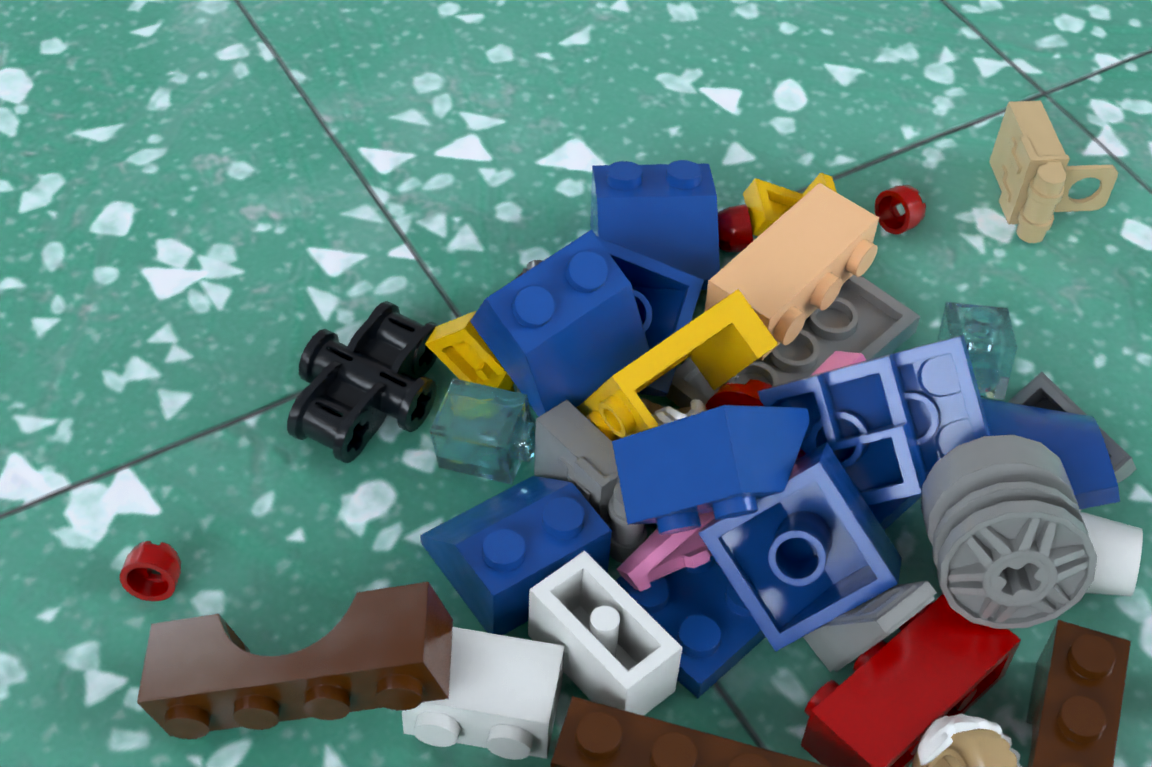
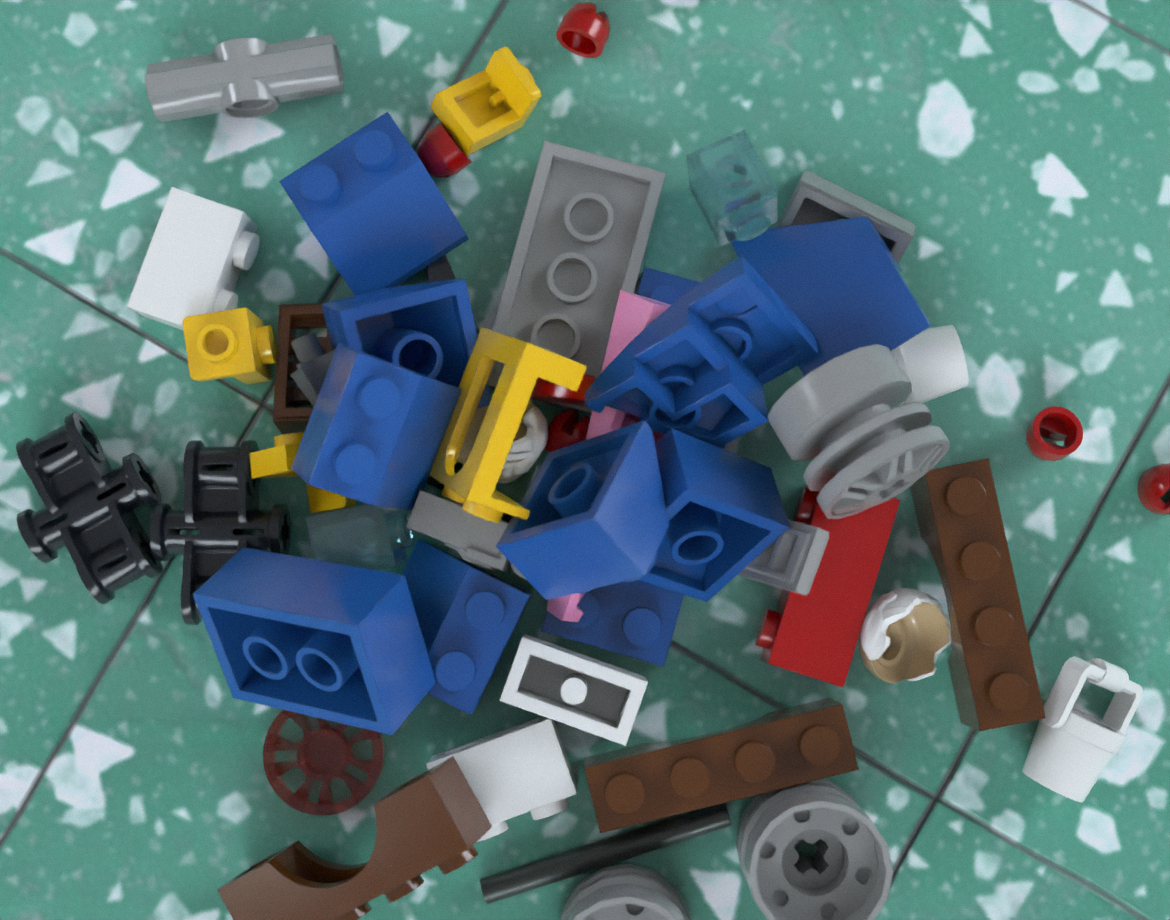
camera: 25 degrees left, 35 degrees up
(137, 571) = (171, 819): red hinge -> none
(272, 313) = (88, 508): none -> black axle
(322, 591) = (321, 757): none -> clear red wheel
(403, 450) = (317, 638): none -> blue brick
(481, 203) = (193, 260): none -> white brick
(481, 251) = (229, 346): none -> yellow bracket
(607, 119) = (244, 78): none -> light grey piece
(800, 262) = (534, 203): light nougat brick -> none

